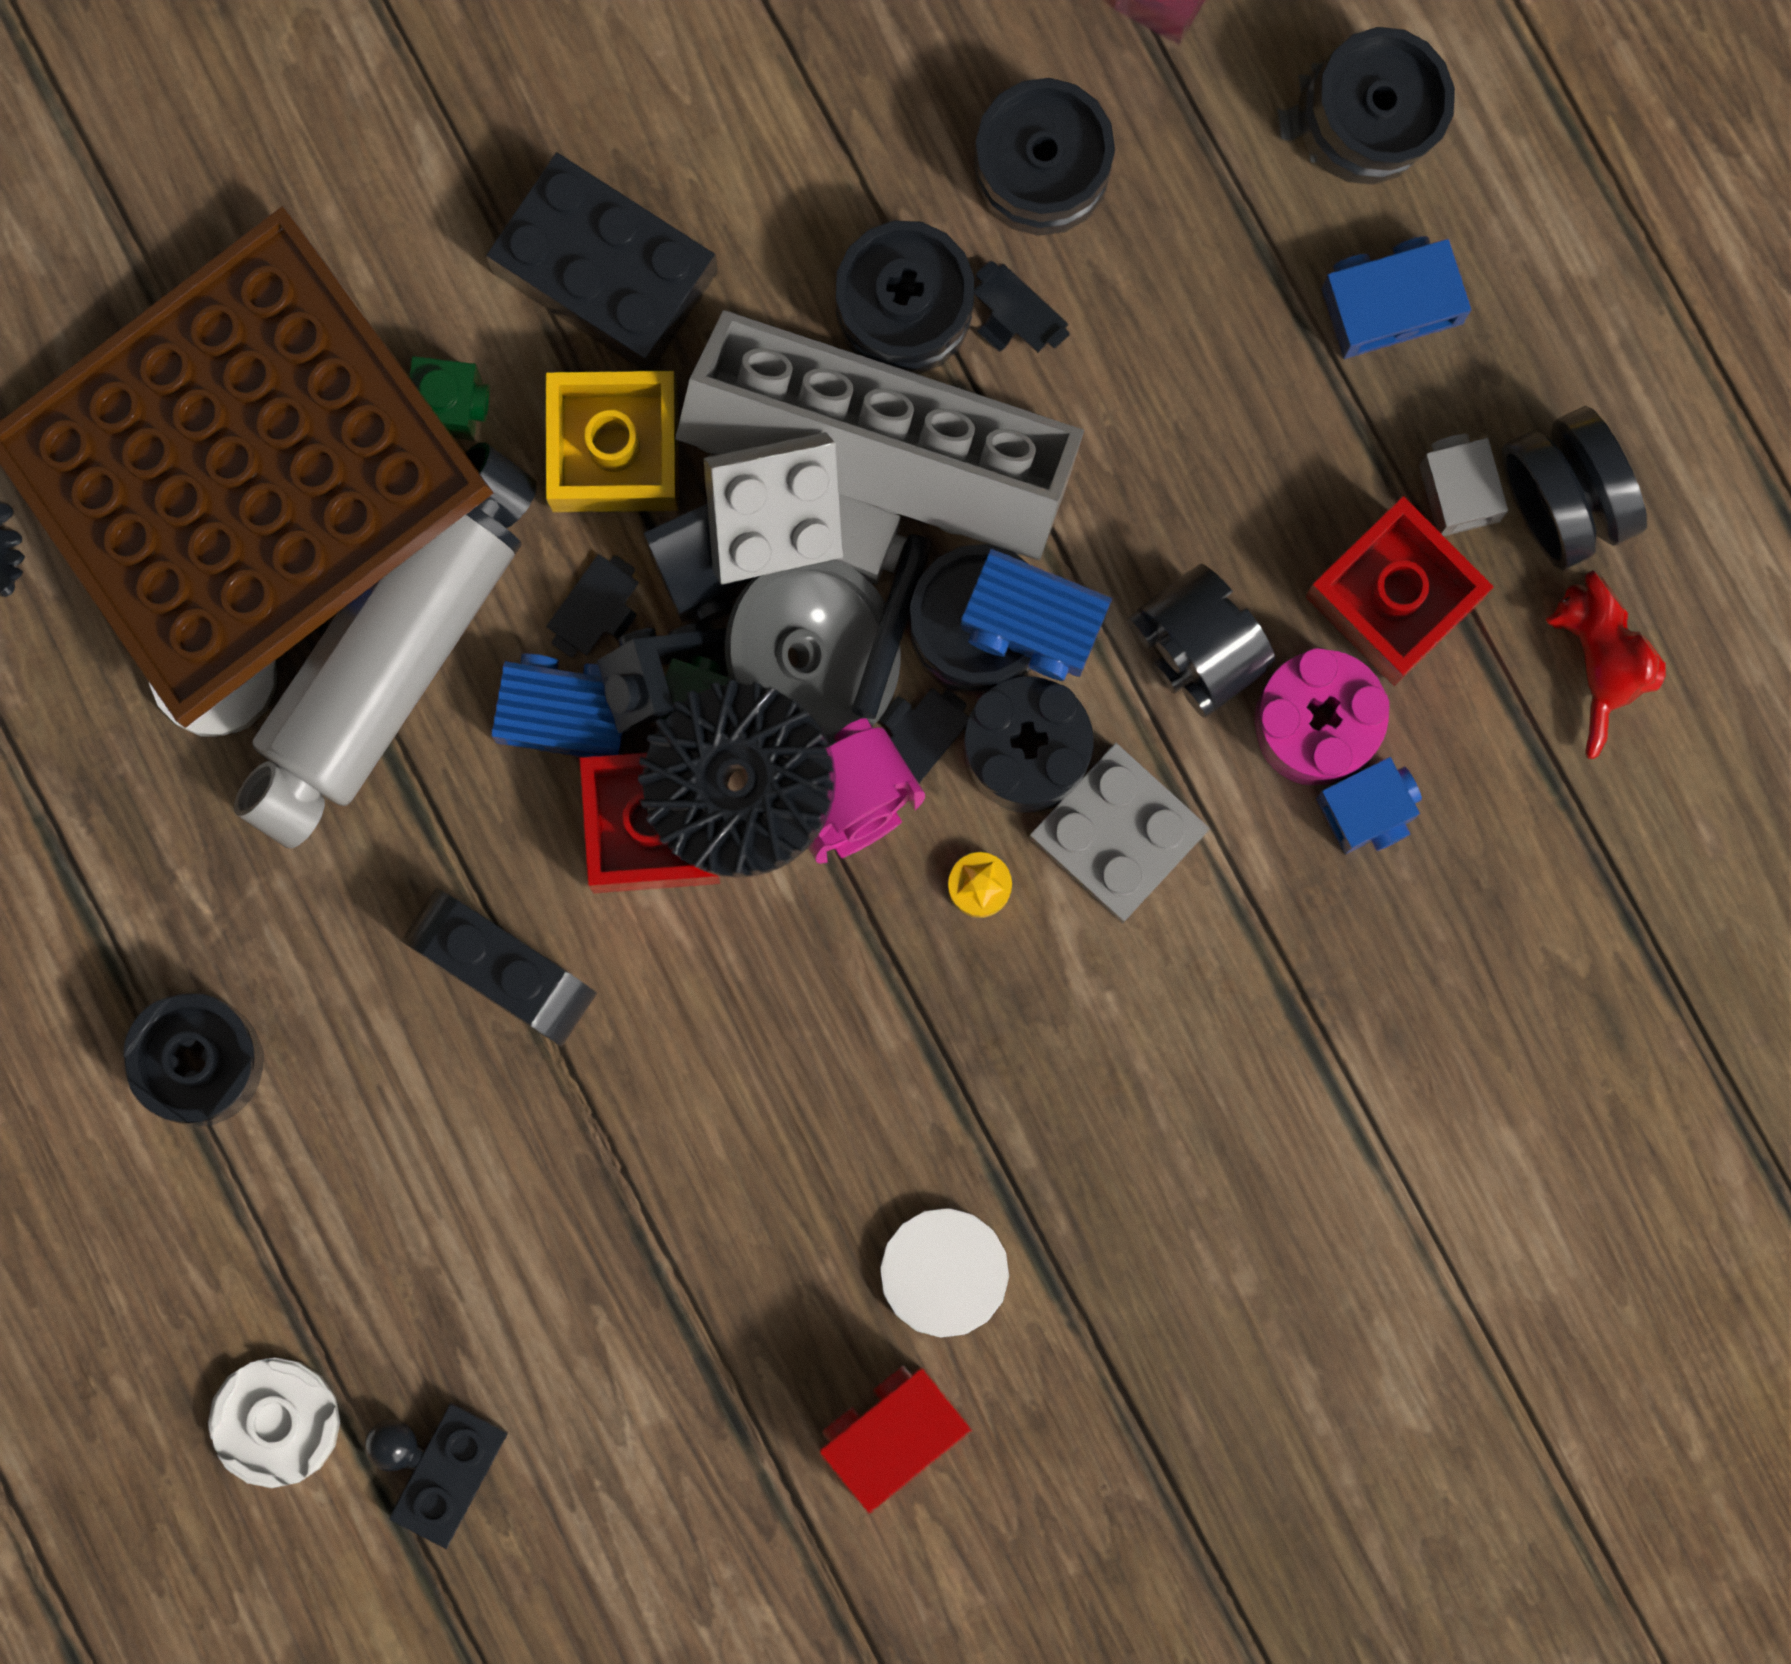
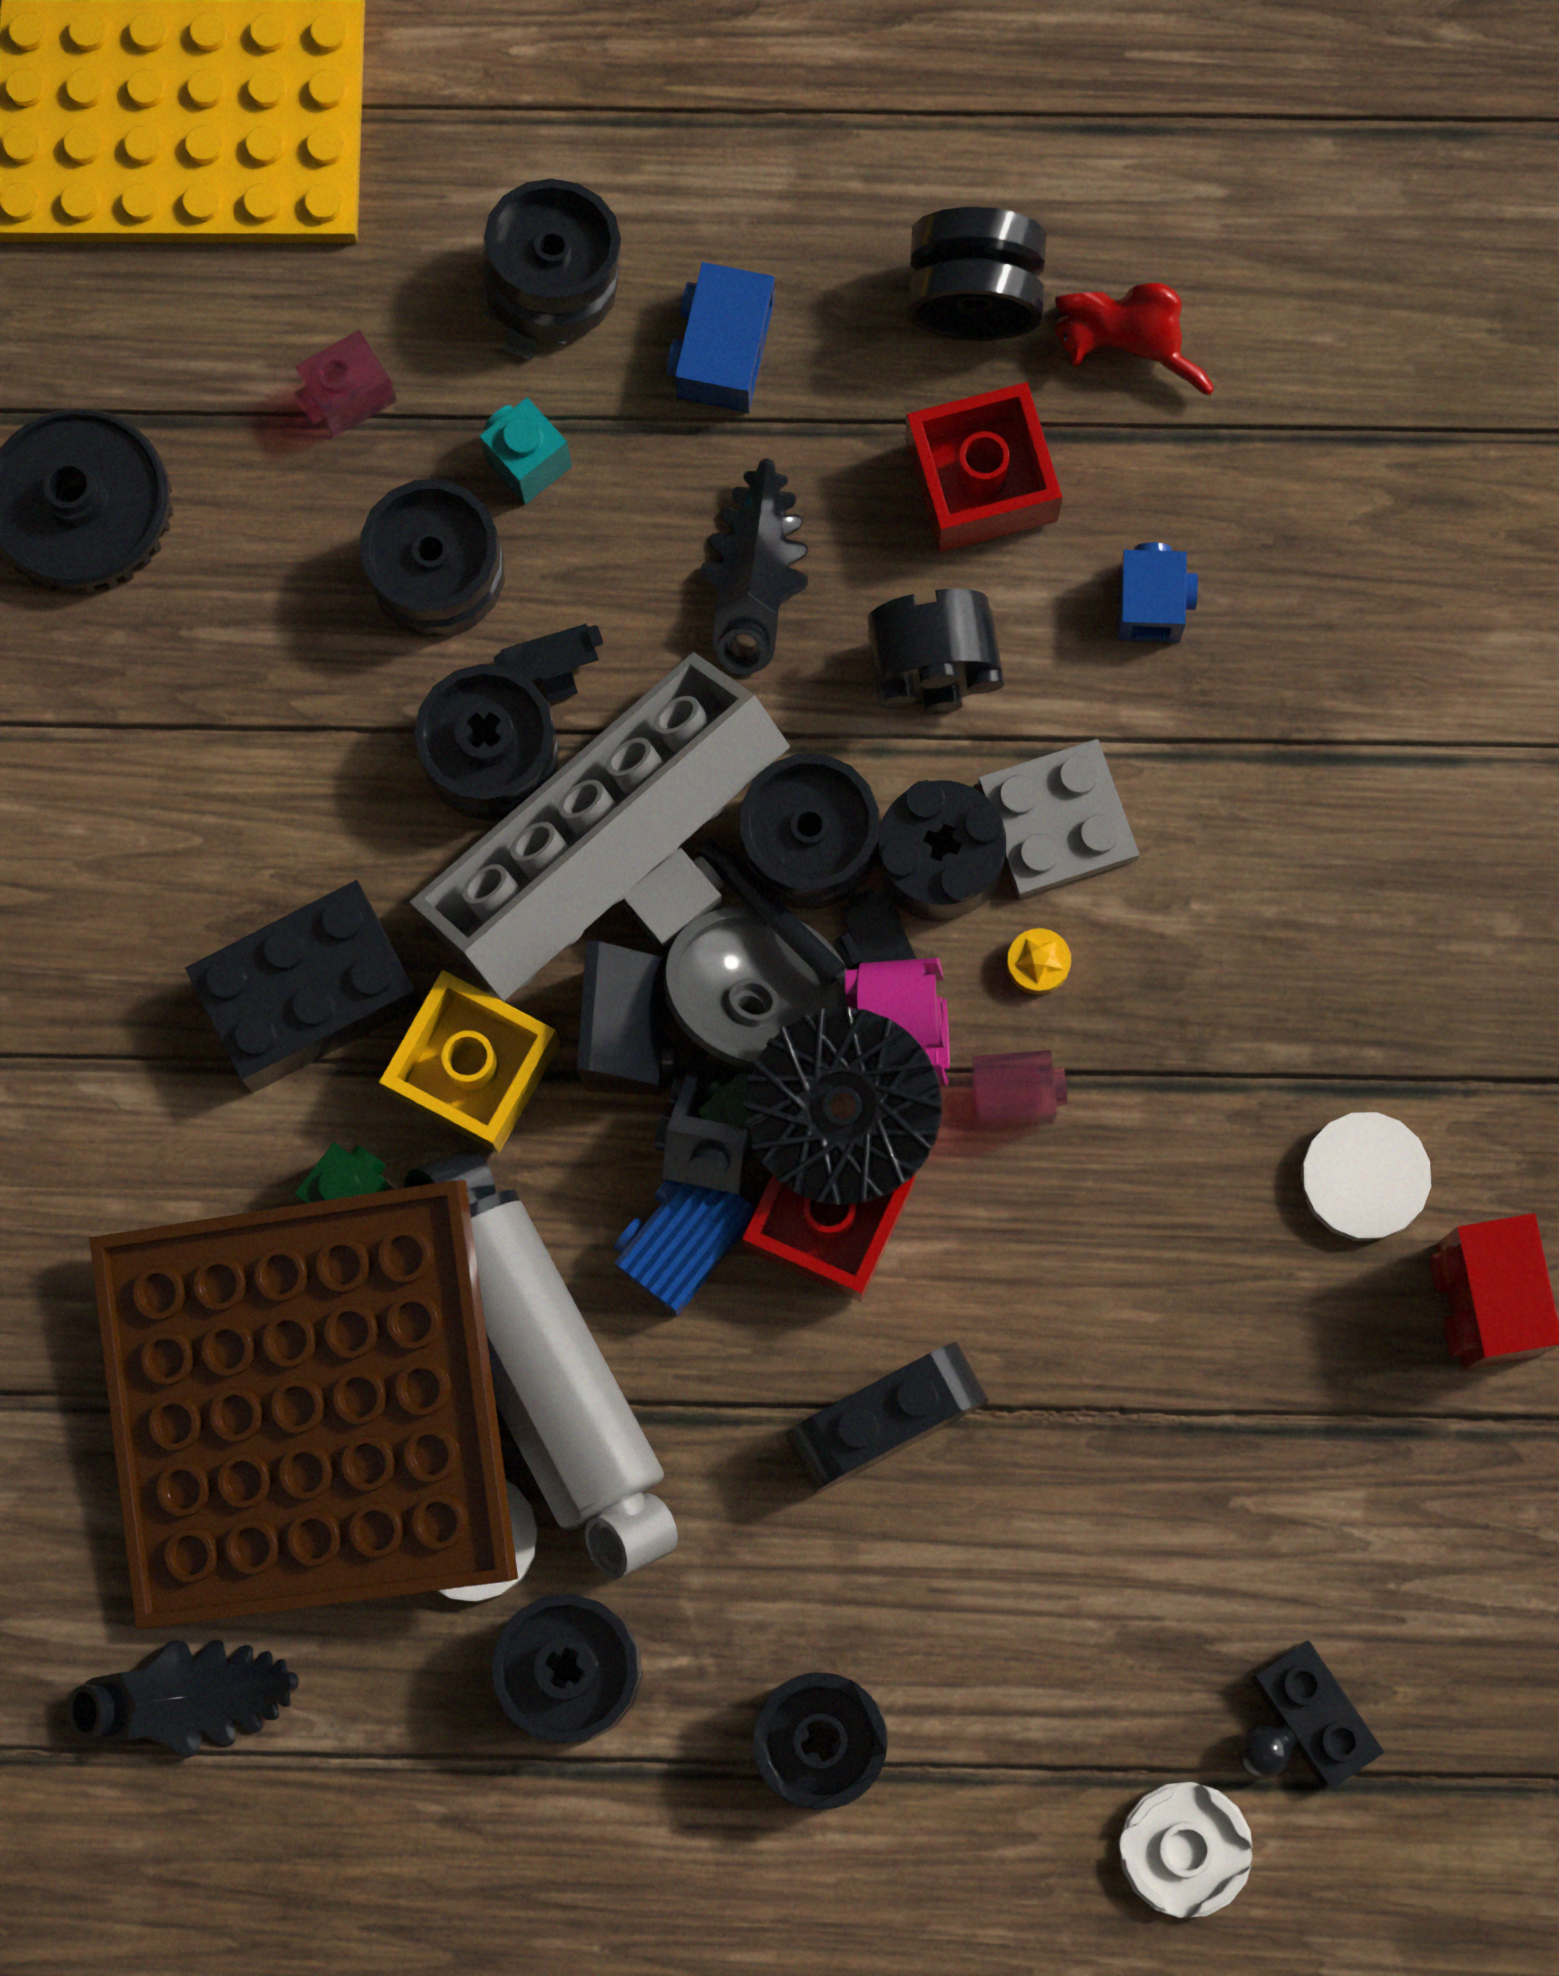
camera: 55 degrees left, 5 degrees down
(108, 792) = (528, 1662): none -> black wheel
(595, 606) = (605, 1162): black piece -> none
(773, 507) = (618, 943): plate -> none
(848, 925) = (1017, 1089): none -> clear pink brick
(1034, 616) = (842, 771): blue brick -> none
(1190, 180) = (525, 449): none -> teal brick
(1196, 444) = (754, 569): none -> black plant
(1315, 681) = (1069, 560): dark pink brick -> none
(1462, 484) = (916, 367): light grey brick -> none

